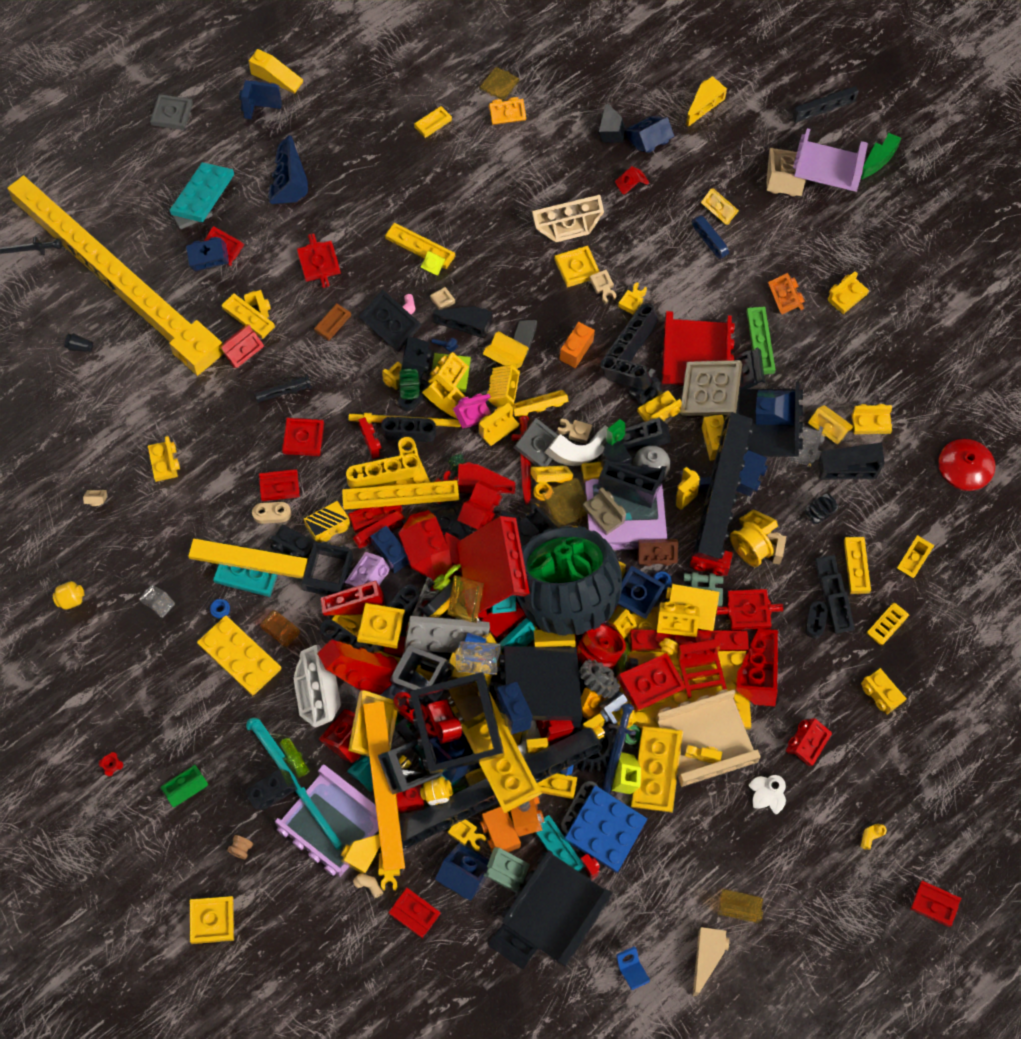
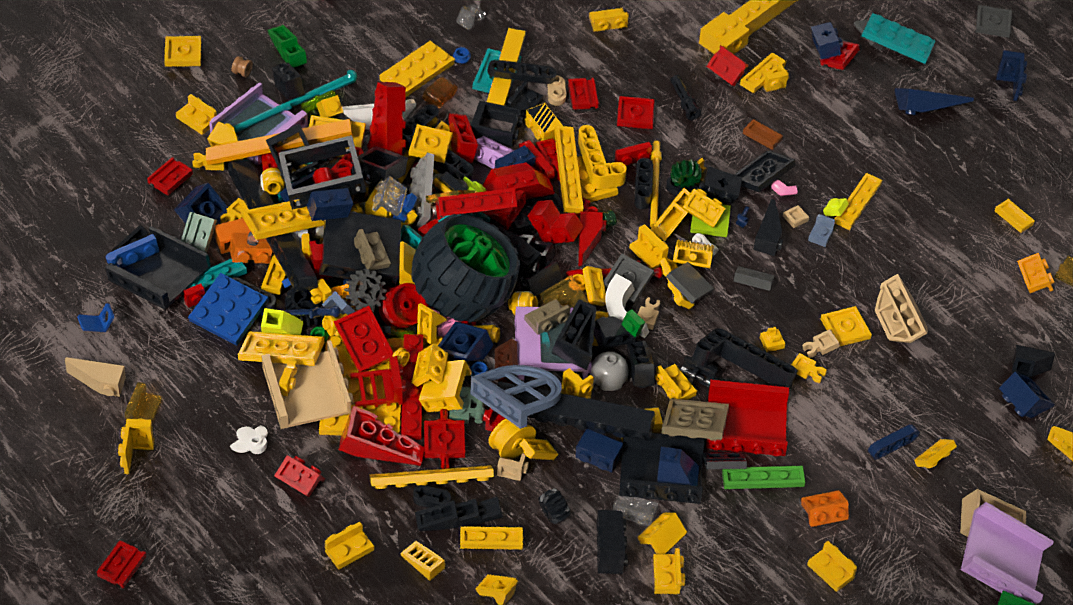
camera: 90 degrees right, 15 degrees down
(184, 786) = (304, 36): green slope -> none
(203, 798) = (288, 46): none -> green slope
(257, 540) = (521, 69): none -> black beam
(273, 71) = (1053, 91): yellow slope -> none
(311, 741) = (330, 107): none -> yellow brick
(317, 892) = (196, 114): none -> yellow bracket
(318, 260) = (830, 122): red plate -> none
(370, 882) = (201, 148): tan arm -> none
(462, 278) = (822, 230): none -> sand blue bracket
(472, 410) = (662, 224): dark pink bracket -> none
(483, 379) = (700, 238): none -> white arm
(506, 350) = (731, 258): yellow panel -> none
(540, 939) = (133, 252): none -> blue plate
(543, 389) = (689, 282): none -> dark grey tile
(556, 670) = (371, 250): none -> dark tan bracket
(577, 345) = (745, 315): orange brick -> none
(600, 326) = (772, 340): none -> yellow tile
(630, 179) = (962, 374): red bracket -> none
(731, 544) = (505, 403): none -> sand blue window
(789, 908) = (135, 435): none -> yellow bracket
(795, 619) = (422, 477): none -> yellow plate
(870, 833) = (200, 519): yellow arm -> none

